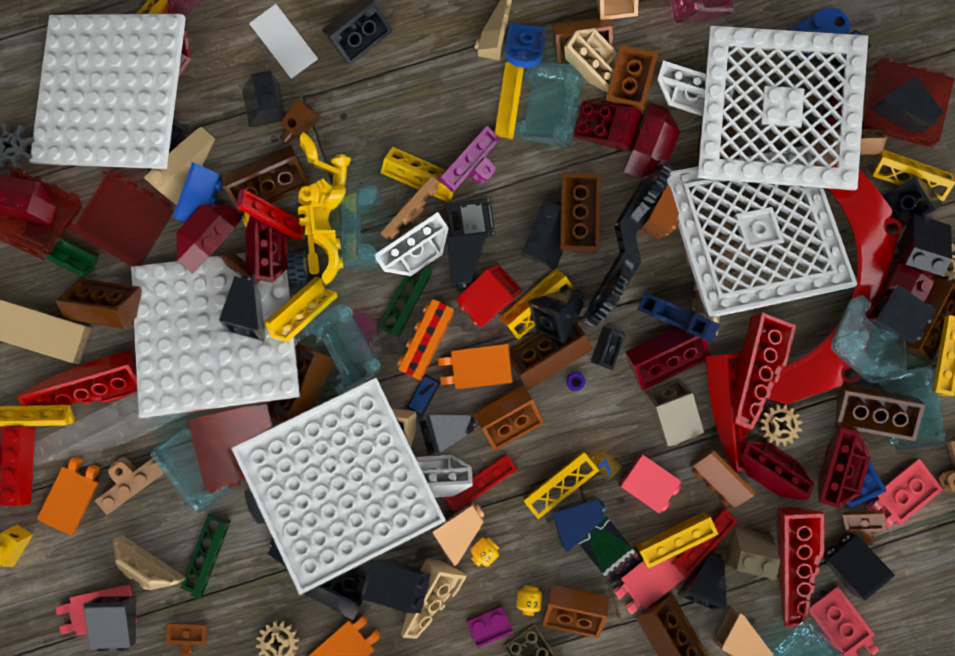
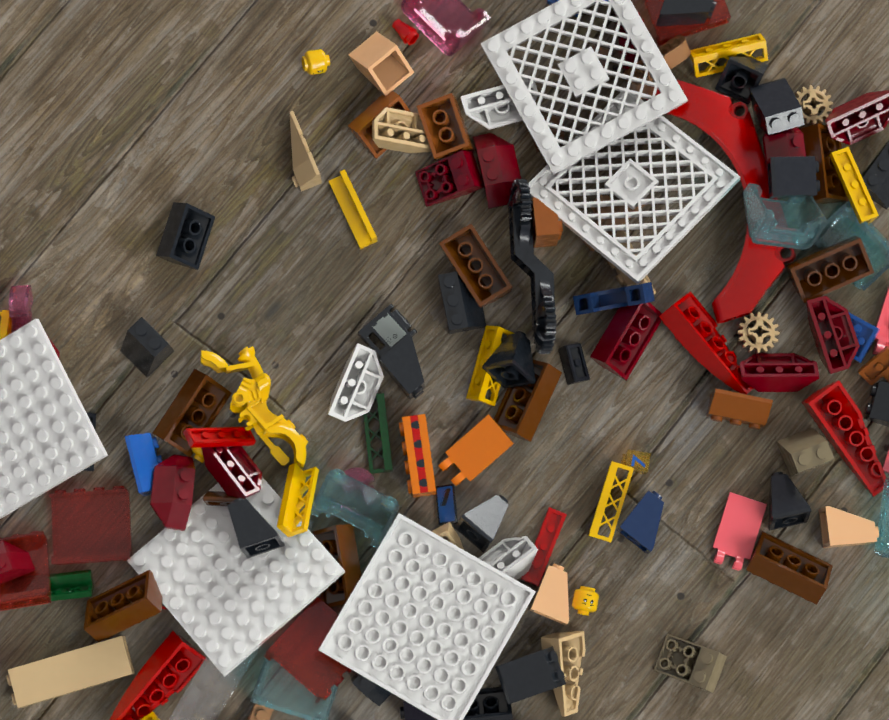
camera: 30 degrees left, 5 degrees down
(192, 149) = (112, 433): tan wedge -> none
(283, 41) = (127, 286): white sticker -> none
(298, 268) = (270, 467): black wheel -> none
(300, 115) = (191, 337): reddish brown torso -> none
(352, 251) = (307, 422): clear light blue windscreen -> none
(411, 209) = (333, 355): medium nougat plate -> none
(414, 176) = (320, 324): yellow fence -> none
(472, 161) = (357, 282): magenta plate -> none
(488, 295) = (445, 385): red slope -> none
(489, 626) = (631, 660): magenta plate -> none
(509, 418) = (530, 476): dark orange slope -> none
(525, 42) = (336, 154): blue plate -> none
(529, 600) = (649, 615): yellow head -> none
(551, 104) = (391, 192): clear light blue windscreen -> none
(575, 611) = (693, 599): dark orange slope -> none
(579, 376) = (569, 404): dark purple plate -> none
(609, 550) = (687, 529): slope -> none
(650, 483) = (684, 452): coral brick -> none
(675, 412) = (664, 379): slope -> none
(676, 539) = (736, 483): yellow fence -> none
(691, 558) = (761, 470): red tile -> none
(761, 361) = (707, 292): red wedge -> none

